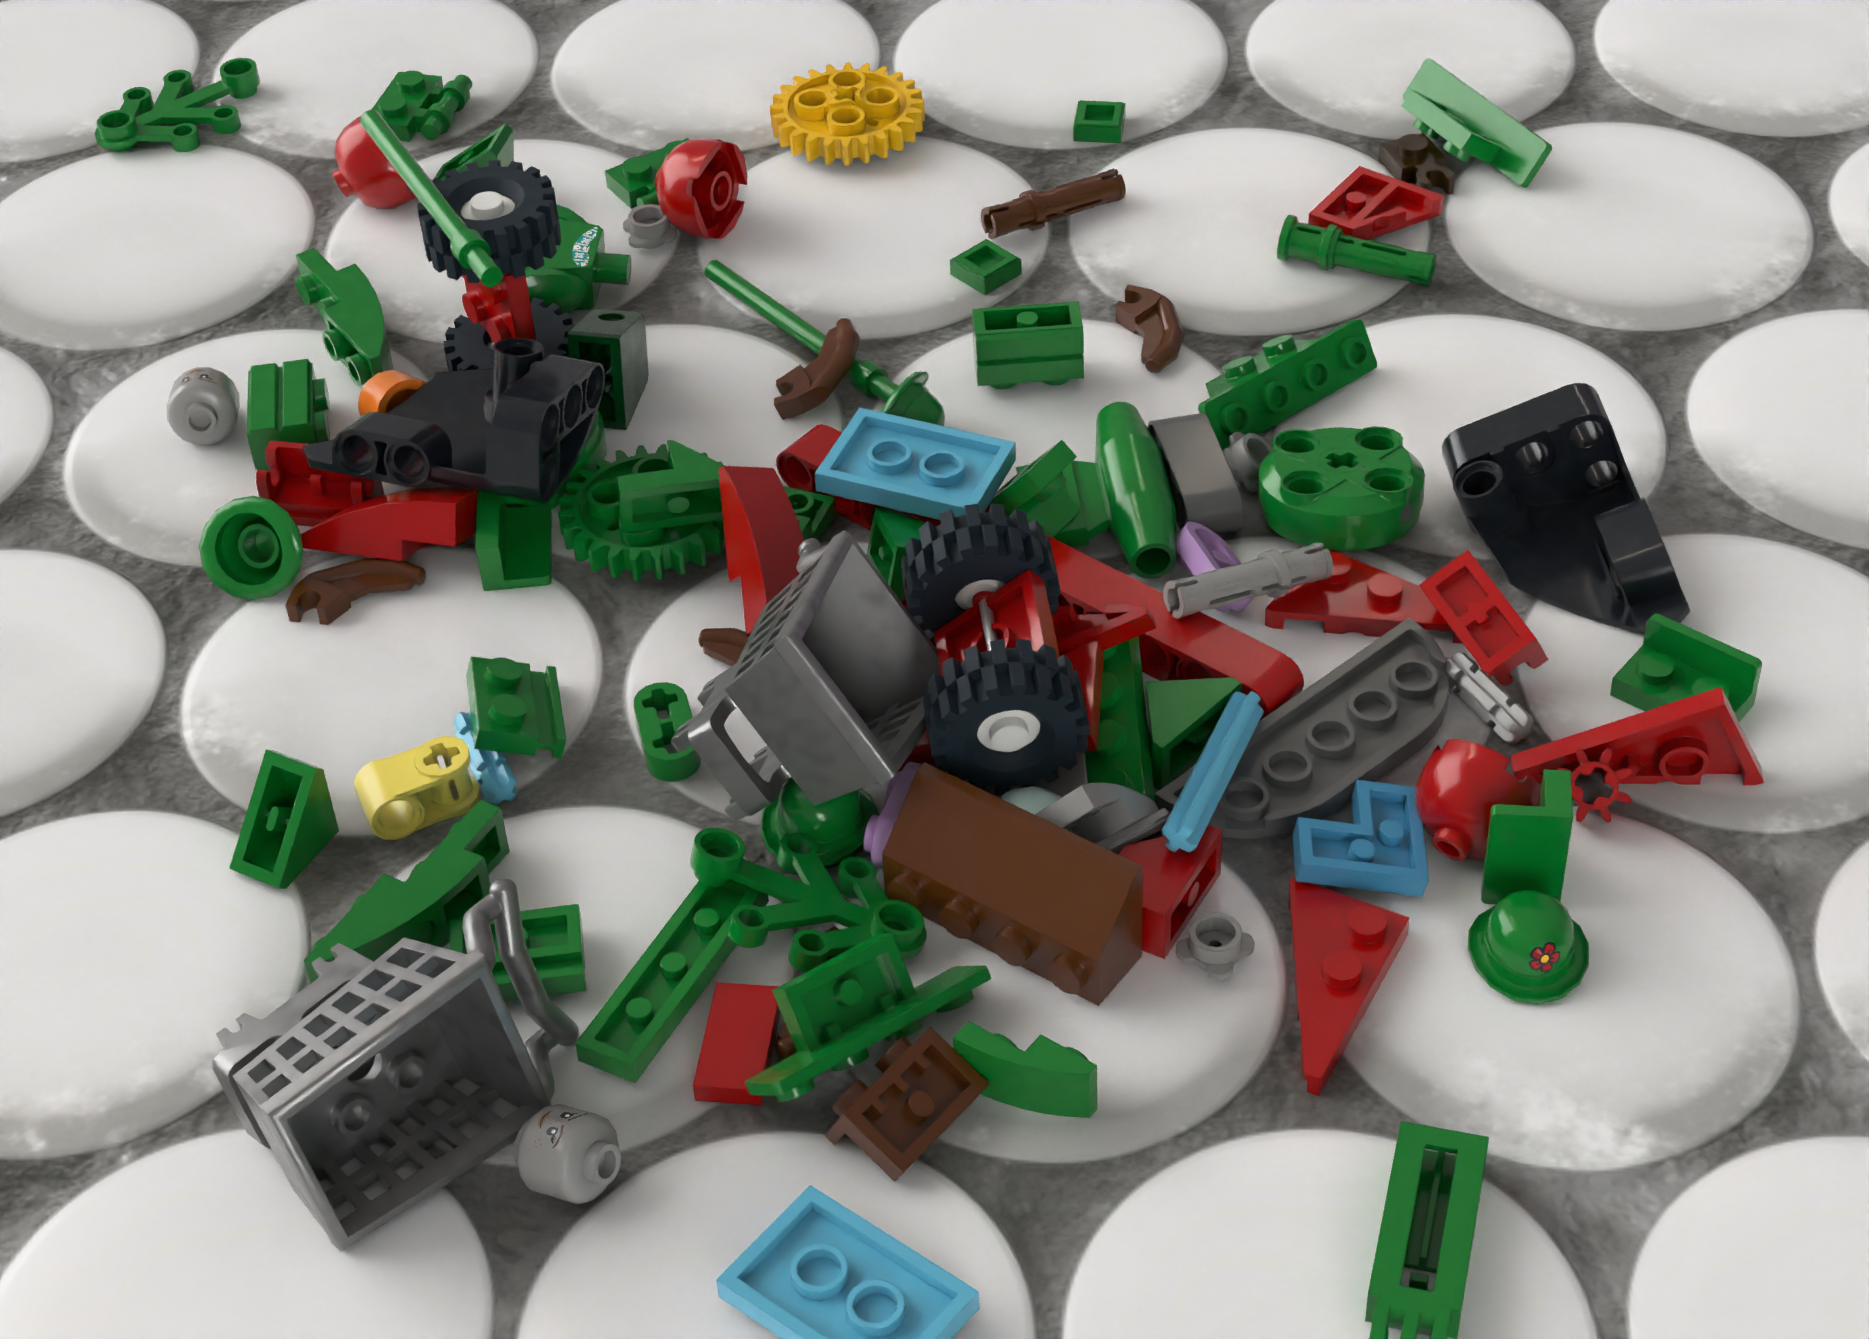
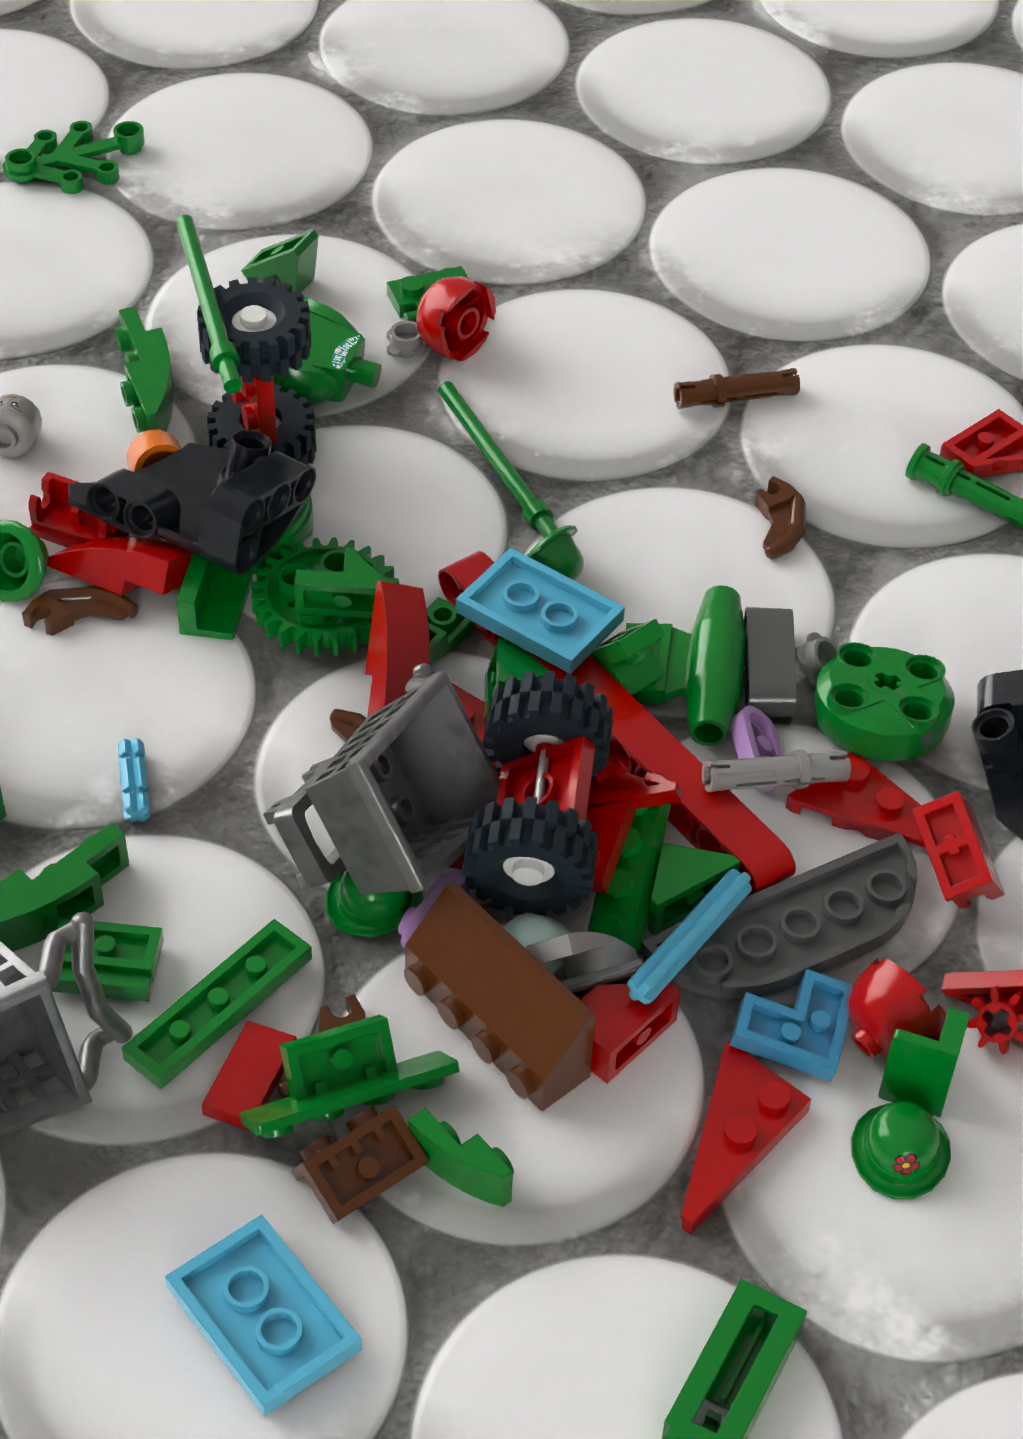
camera: 10 degrees right, 5 degrees up
(285, 407) = (73, 442): green brick -> none
(367, 171) = (215, 236): red cylinder -> none
(413, 791) = (68, 796): light yellow piece -> none
(422, 104) = (259, 190): green plate -> none
(514, 707) = (167, 745): green plate -> none
(567, 1153) = (85, 1137): light grey head -> none
(620, 345) = (338, 452): dark green torso -> none
(657, 733) = (271, 791): green beam -> none
(811, 386) = (488, 511): reddish brown piece -> none
(818, 900) = (400, 1003): green plant -> none
(847, 113) = (596, 271): yellow gear -> none
(985, 267) = (664, 433): green tile -> none
(1028, 344) = (670, 515): green brick -> none
(1099, 121) = (800, 320): green tile -> none
(1215, 944) = (648, 1071): light grey plate -> none
(1285, 379) = (870, 592): green bracket -> none
(1488, 699) = (942, 919): light grey axle -> none

